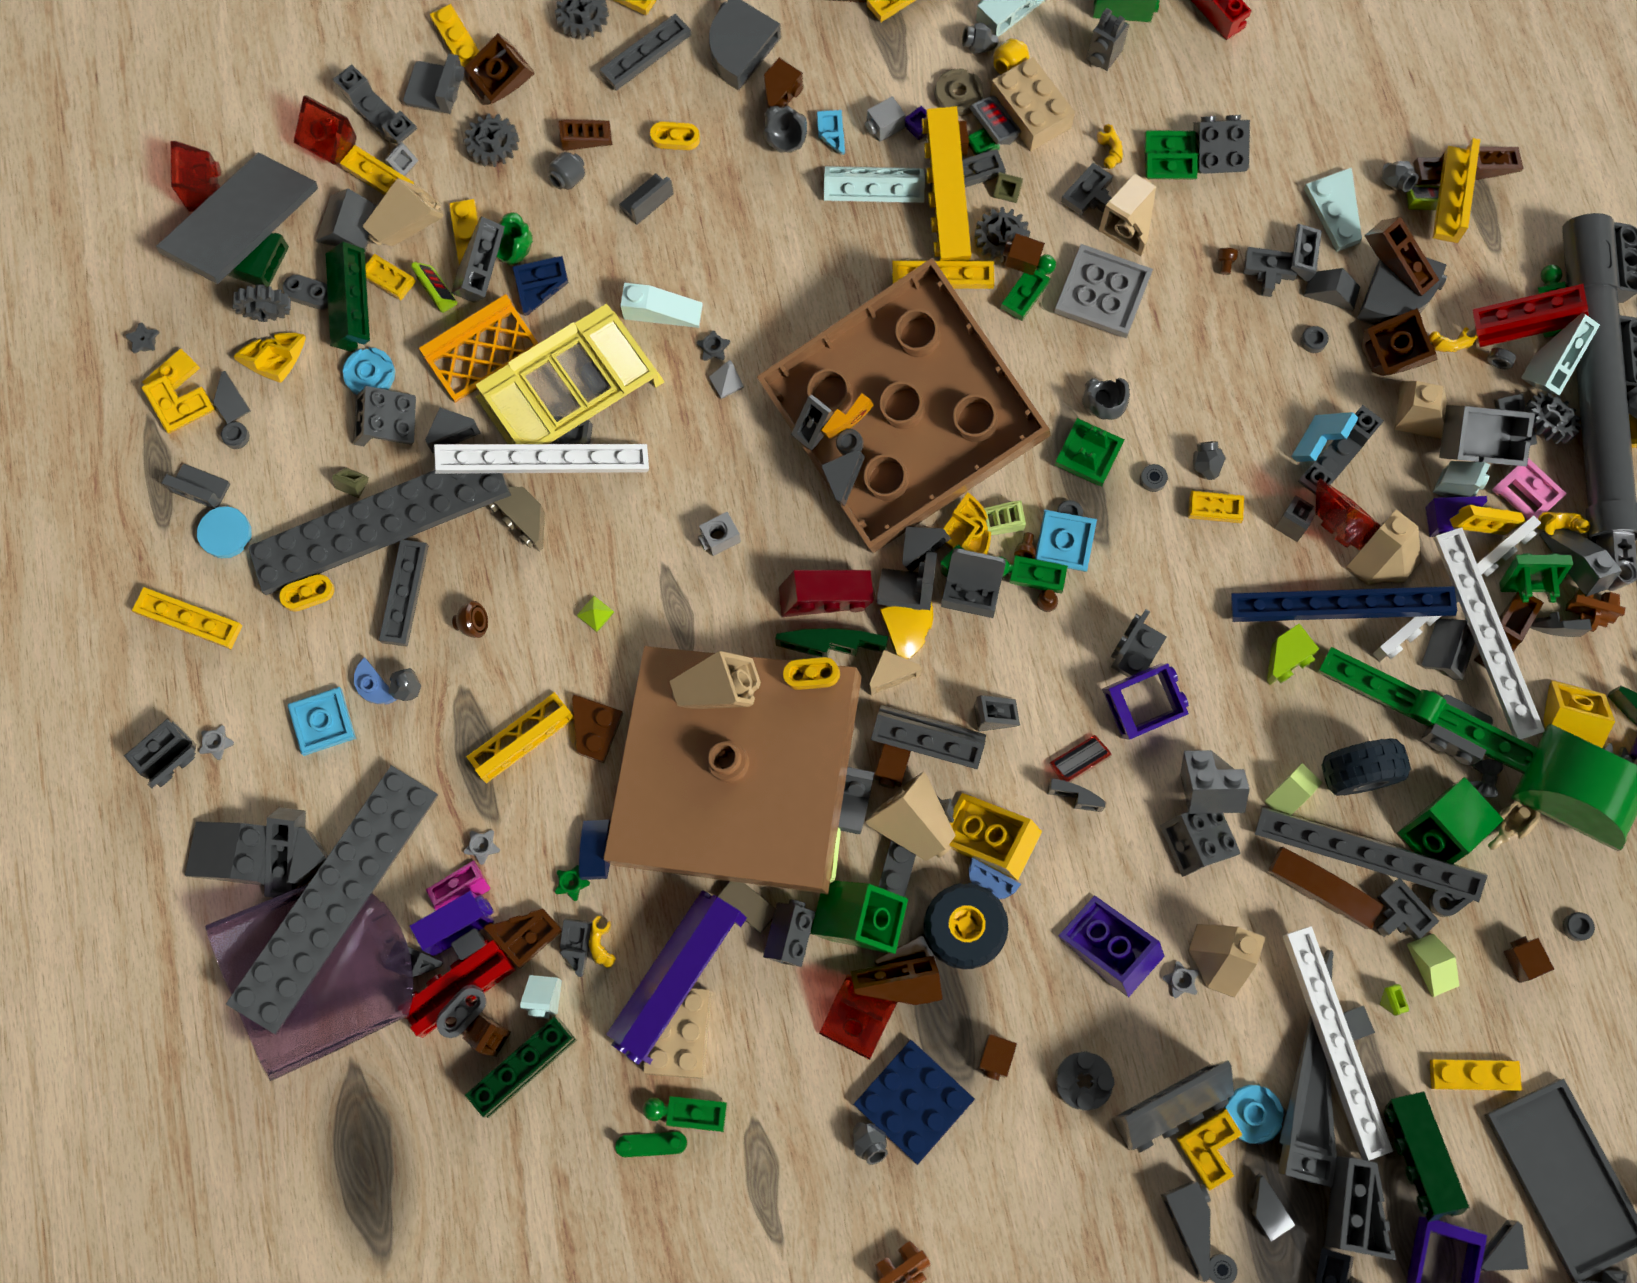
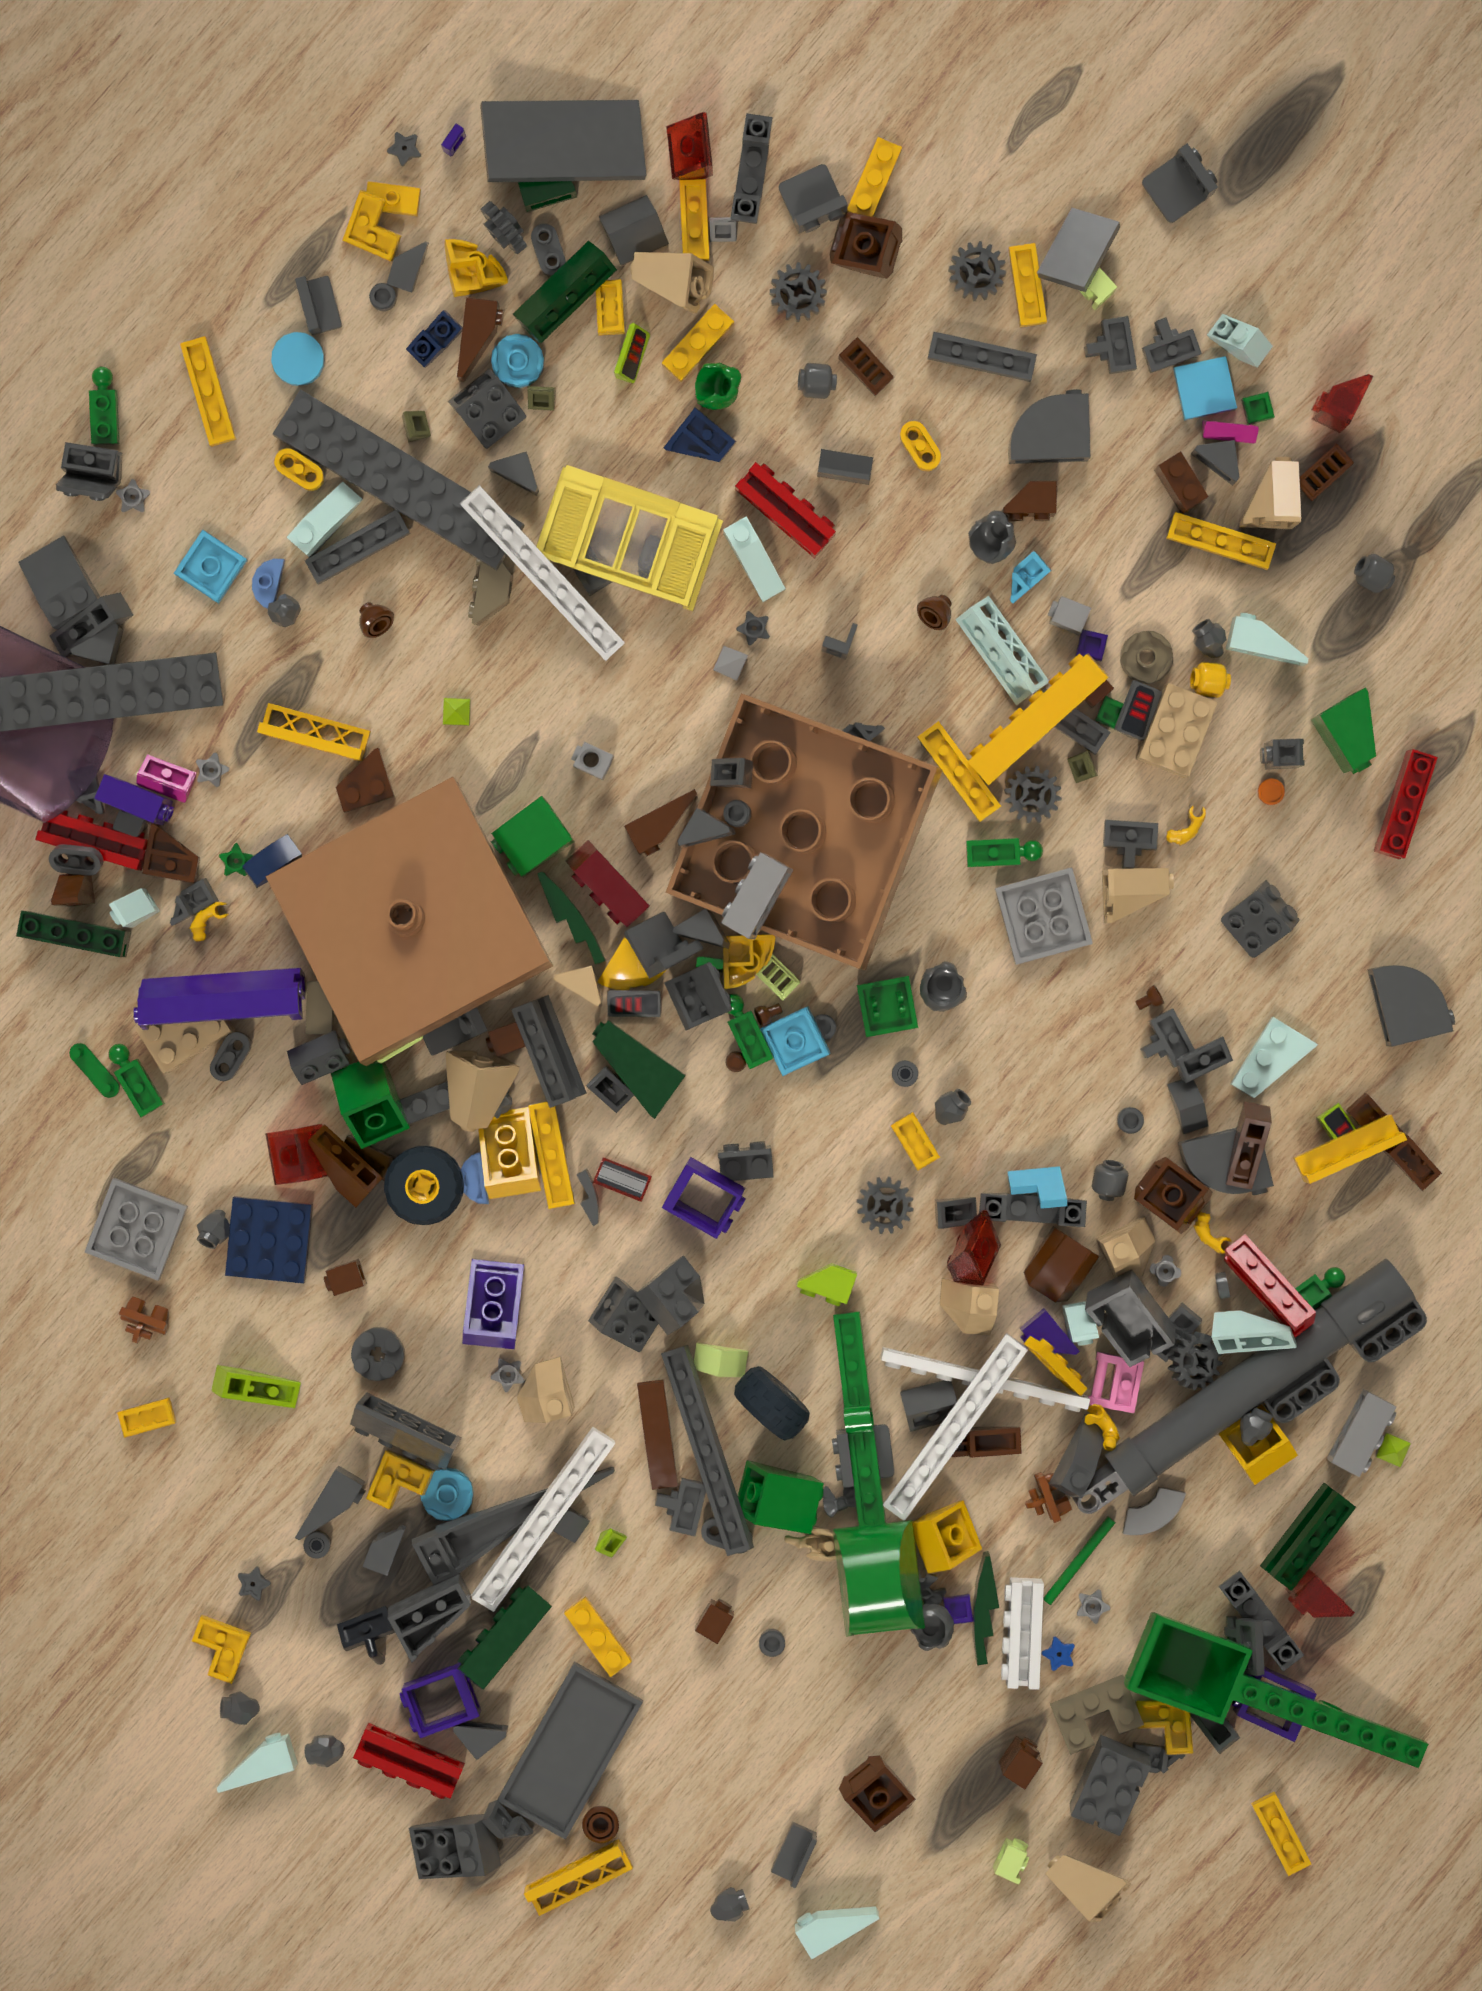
camera: 50 degrees right, 15 degrees up
(126, 709) = (103, 409): none -> green plate
(168, 298) = (453, 140): none -> dark purple tile
(193, 174) = (572, 70): clear red slope -> none
(299, 419) = (434, 339): none -> dark blue slope
(319, 379) = (478, 331): none -> reddish brown slope
(361, 604) = (324, 519): none -> light aqua slope
(410, 373) = (541, 398): none -> olive slope
(464, 332) = (611, 415): light orange fence -> none
(478, 261) = (675, 377): dark grey slope -> none
(643, 258) = (785, 510): none -> red brick
(717, 682) = (455, 866): tan slope -> none
(730, 1012) = (231, 1056): none -> dark grey plate
(743, 618) = (531, 837): none -> green slope
(778, 286) = (837, 647): none -> dark grey panel
(807, 208) = (935, 612): none -> reddish brown brick
(809, 526) = (655, 826): none -> reddish brown slope
(812, 673) = (518, 931): yellow plate -> none
(817, 1215) = (136, 1229): none -> light grey plate
(840, 421) = (749, 795): light orange slope -> none
(927, 469) = (756, 895): none -> light grey brick
(939, 644) = (633, 1003): none -> slope
(1003, 674) = (641, 1069): none -> dark green slope
(1011, 797) = (551, 1155): none -> yellow plate
(1023, 253) = (1019, 828): reddish brown brick -> none
(1037, 1215) = (255, 1387): none -> lime slope
(1127, 77) = (1271, 791): none -> orange piece
(1170, 155) = (1217, 882): green slope -> none
(1245, 573) = (898, 1195): none -> dark grey gear
(1344, 604) = (899, 1298): dark blue plate -> none
(1354, 382) = (1110, 1180): none -> dark grey head
(1365, 86) = (1409, 1005): none -> dark grey brick
(1398, 467) = (1059, 1266): none -> reddish brown slope
(1399, 175) = (1338, 1090): dark grey rock -> none
(1435, 964) = (660, 1553): yellowish green slope -> none
(1459, 387) = (1165, 1278): none -> light grey plate
(1536, 574) = (1034, 1425): green plate -> none
(1553, 626) = (1009, 1470): dark grey slope -> none

